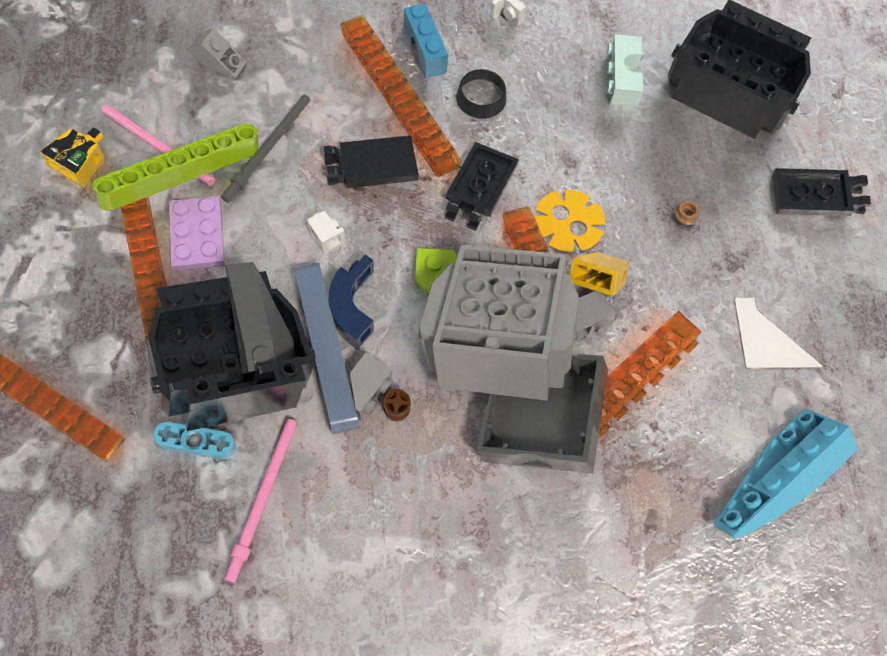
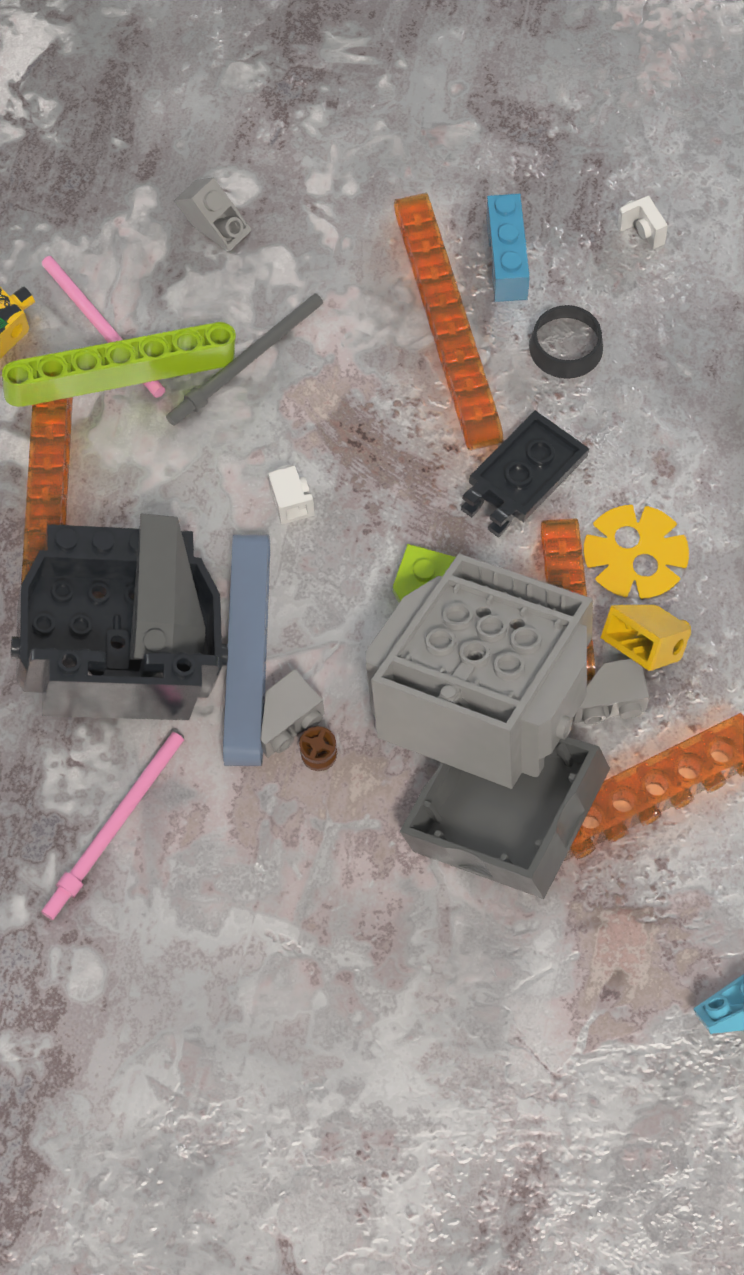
camera: 25 degrees right, 0 degrees up
(173, 444) = (34, 714): medium azure beam -> none
(196, 233) = (121, 459): lavender plate -> none
(348, 319) = (291, 577): dark blue arch -> none
(372, 162) = (382, 409): black tile -> none

